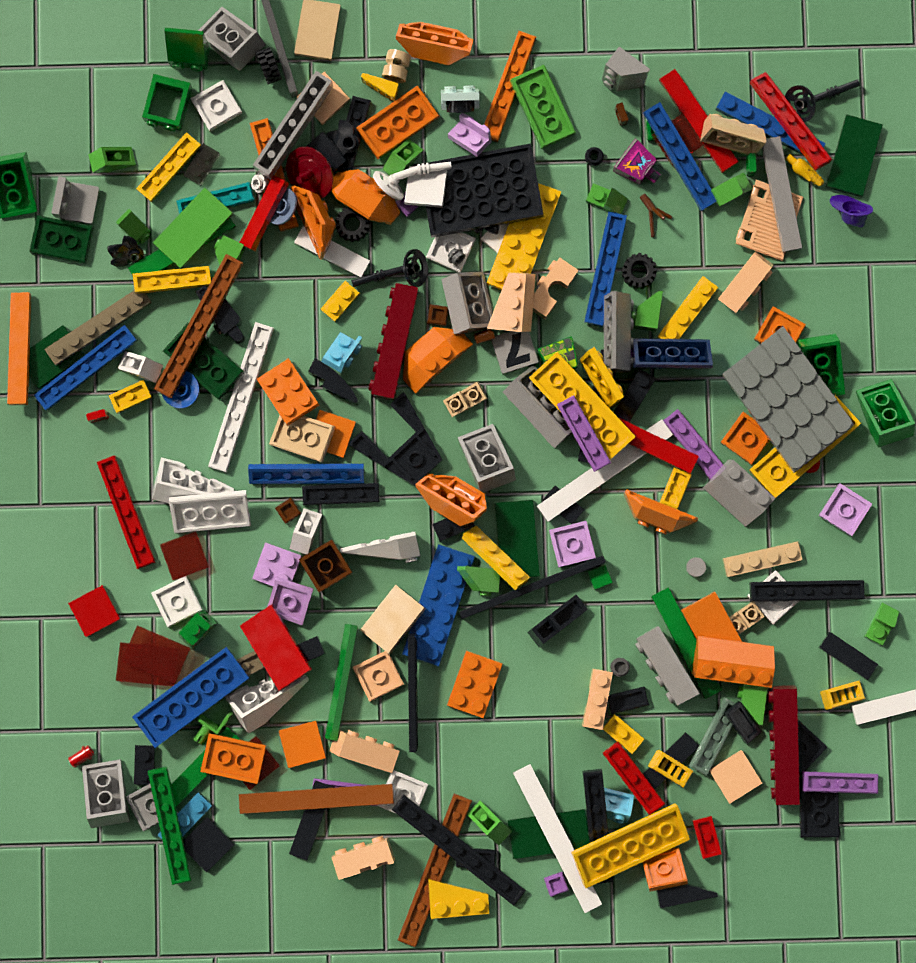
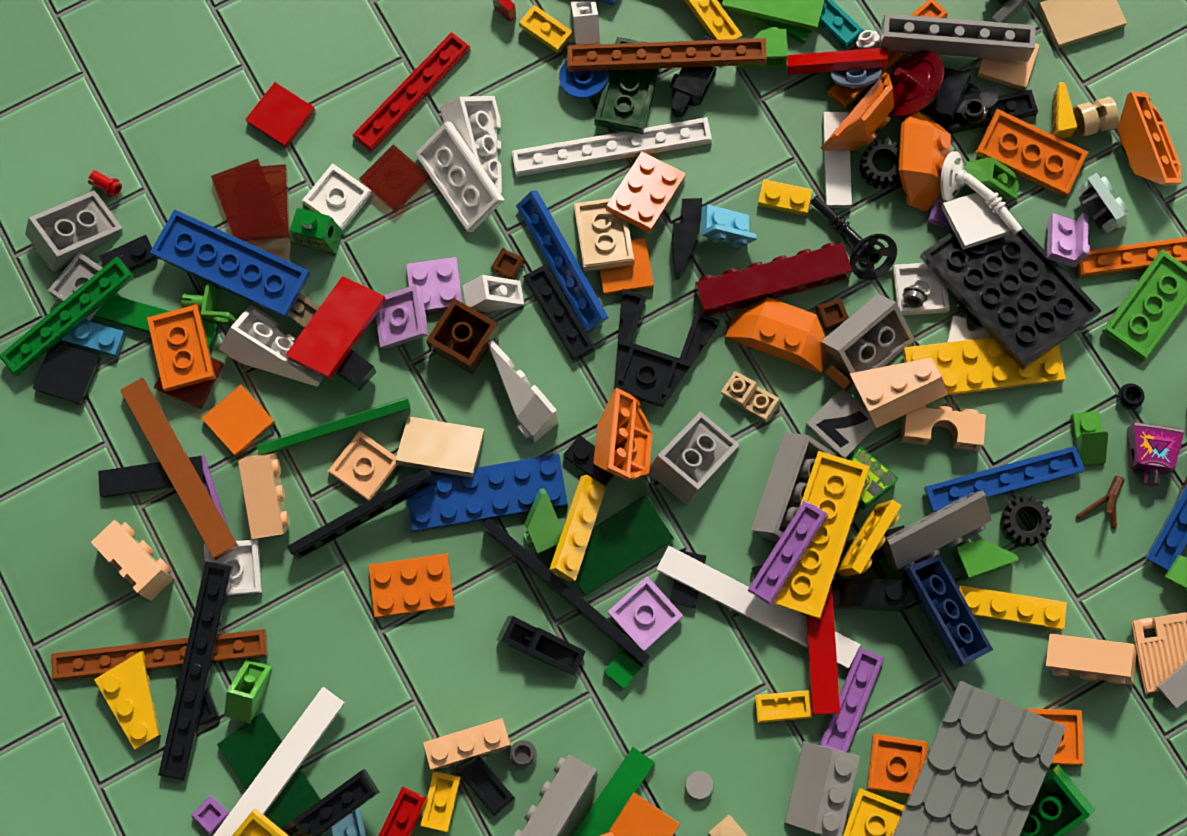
camera: 65 degrees right, 10 degrees down
(657, 514) = (739, 701): orange wedge -> none

